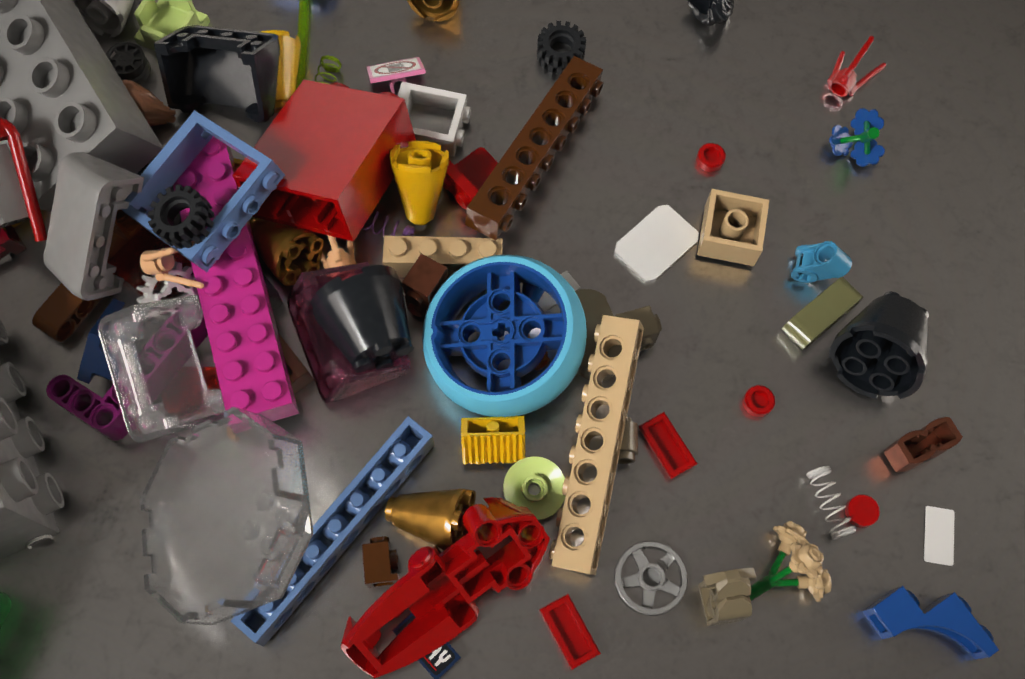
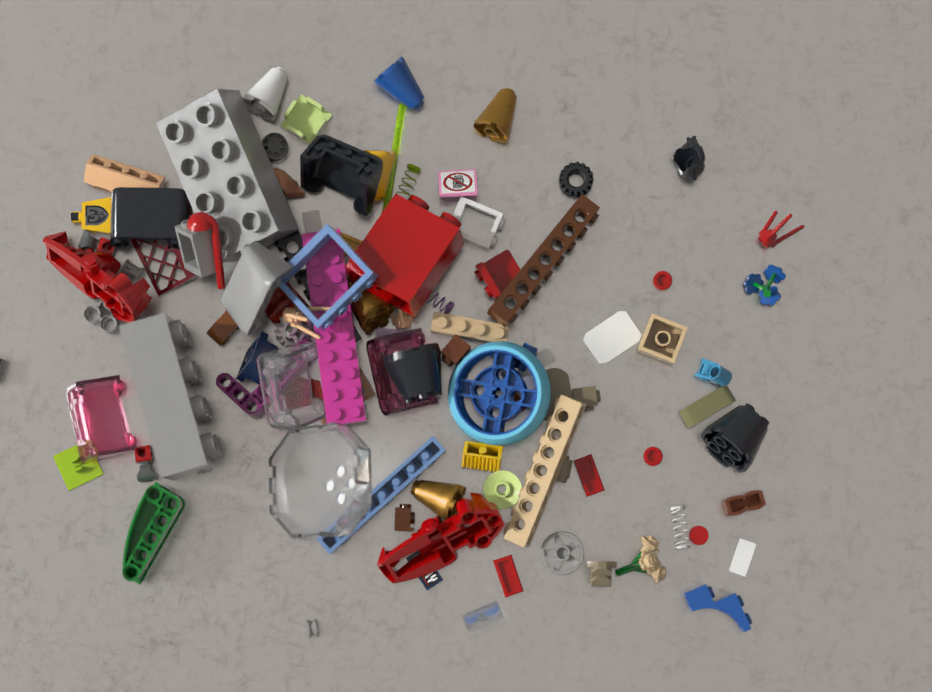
camera: 15 degrees right, 15 degrees up
(170, 206) = (304, 296): black tyre -> none
(419, 178) = (462, 274): yellow cone -> none

